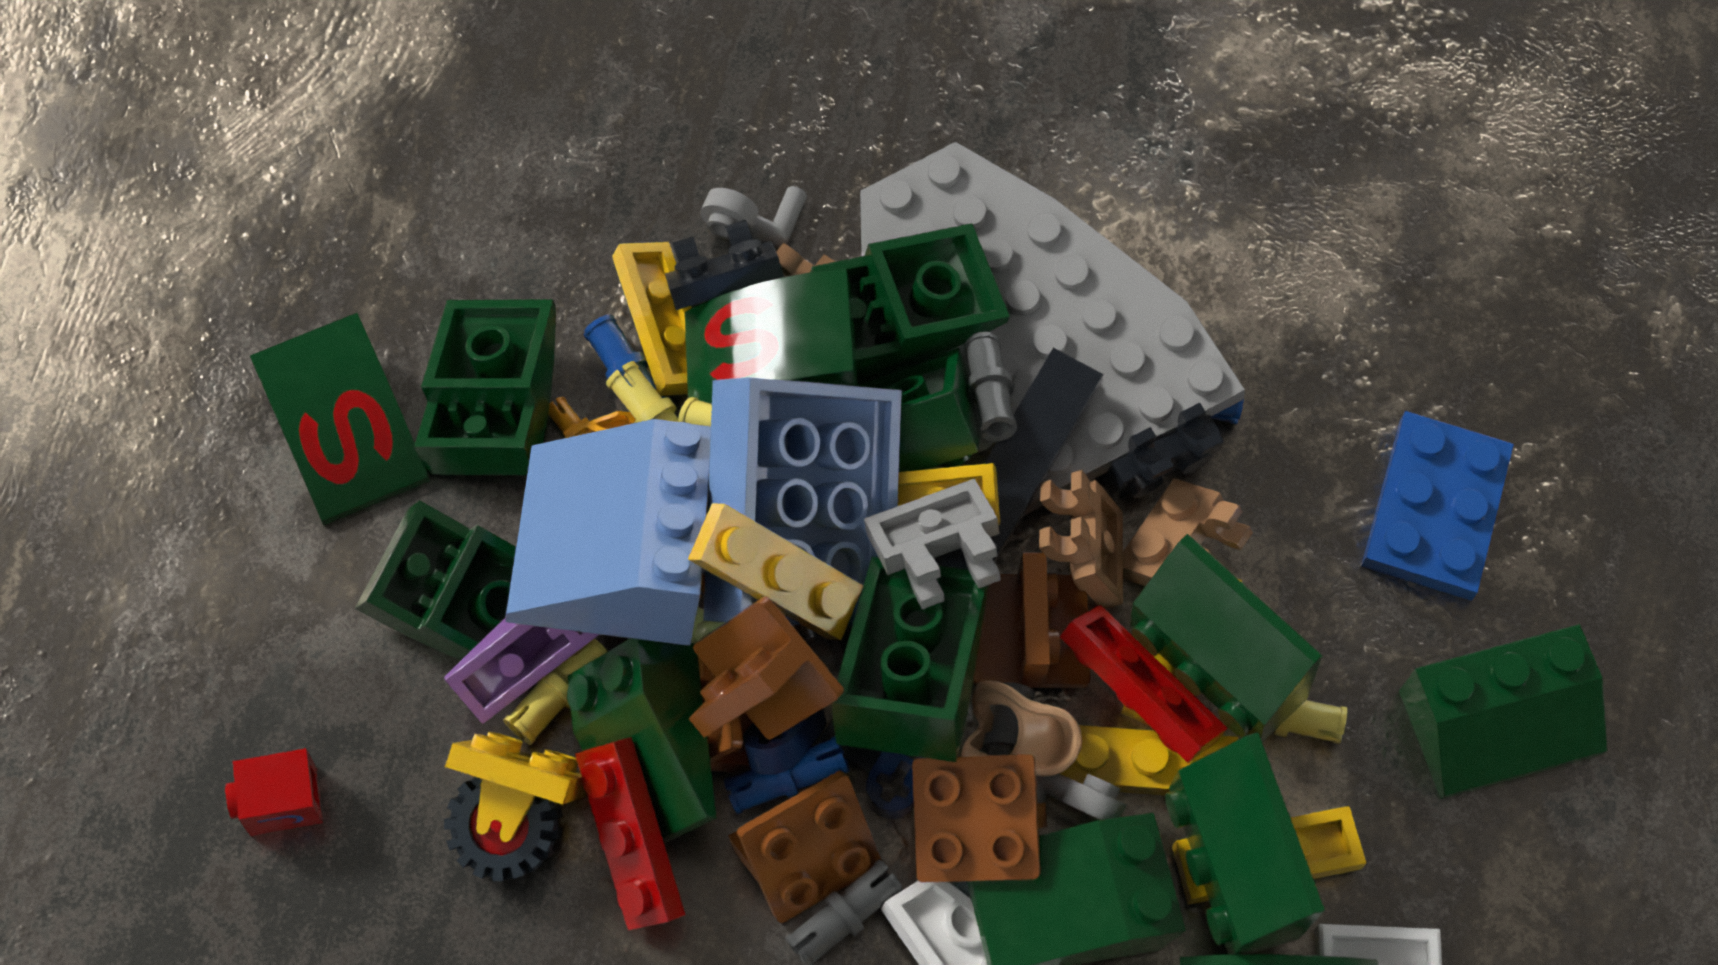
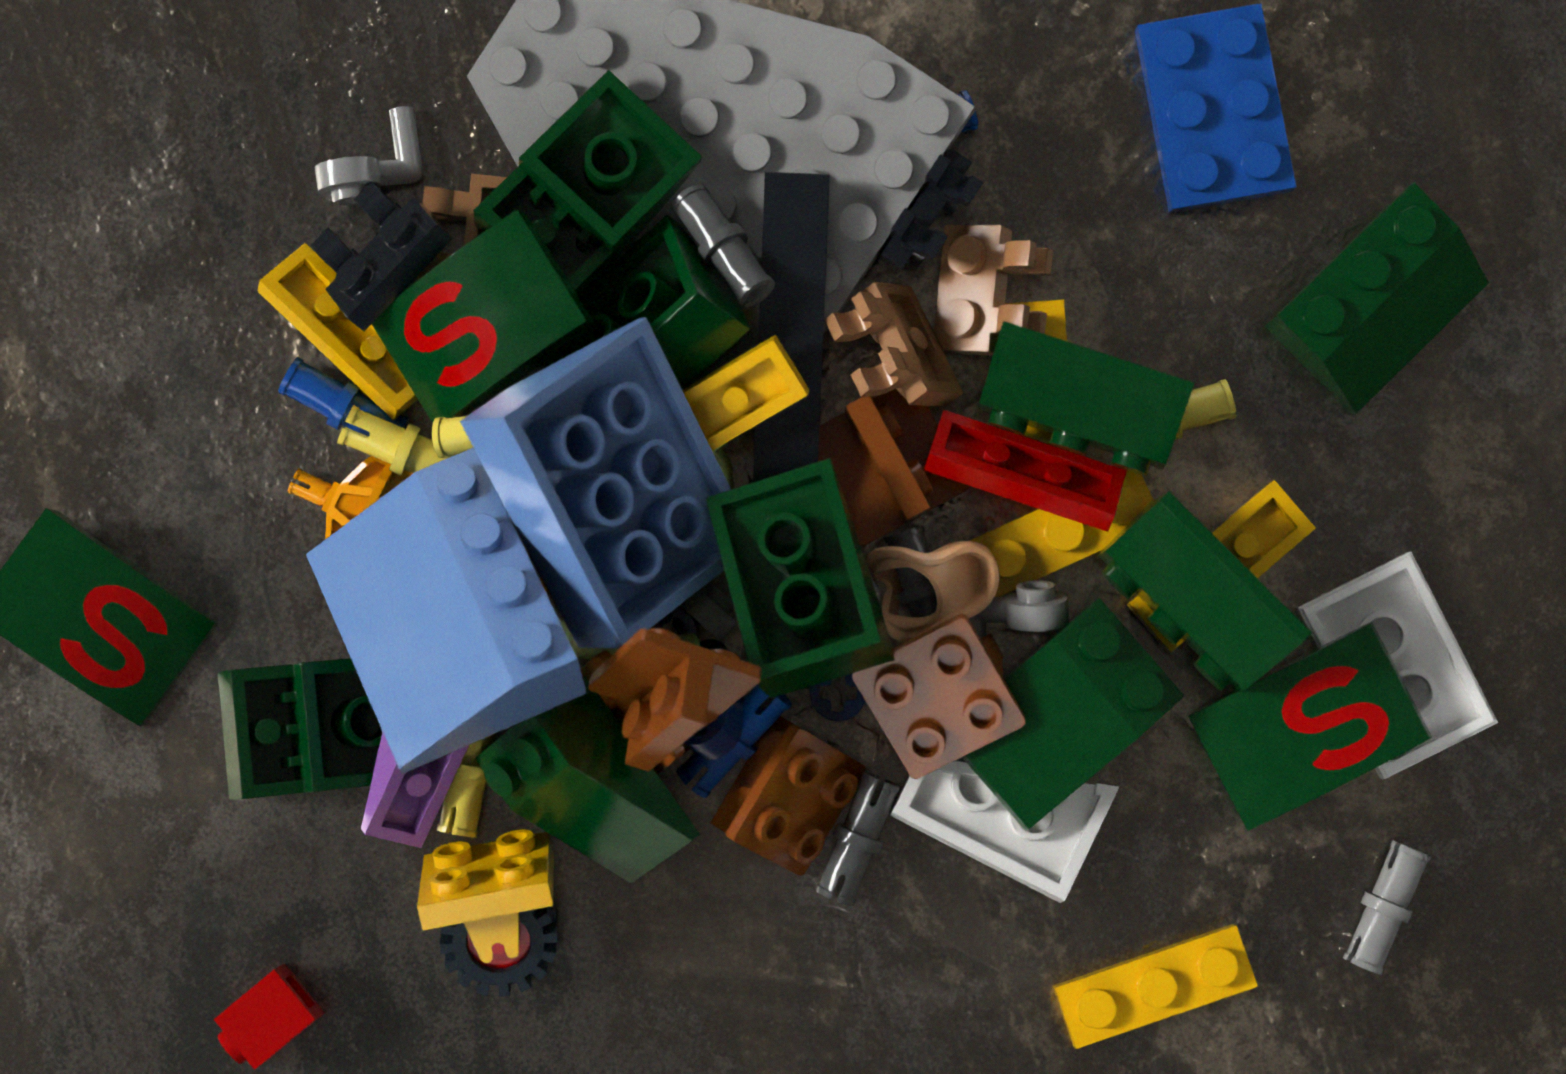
camera: 25 degrees left, 20 degrees up
(488, 386) = (219, 502): dark green slope -> none
(630, 834) = (622, 882): red plate -> none
(775, 568) = (629, 582): yellow plate -> none
(933, 526) = (753, 443): light grey plate -> none

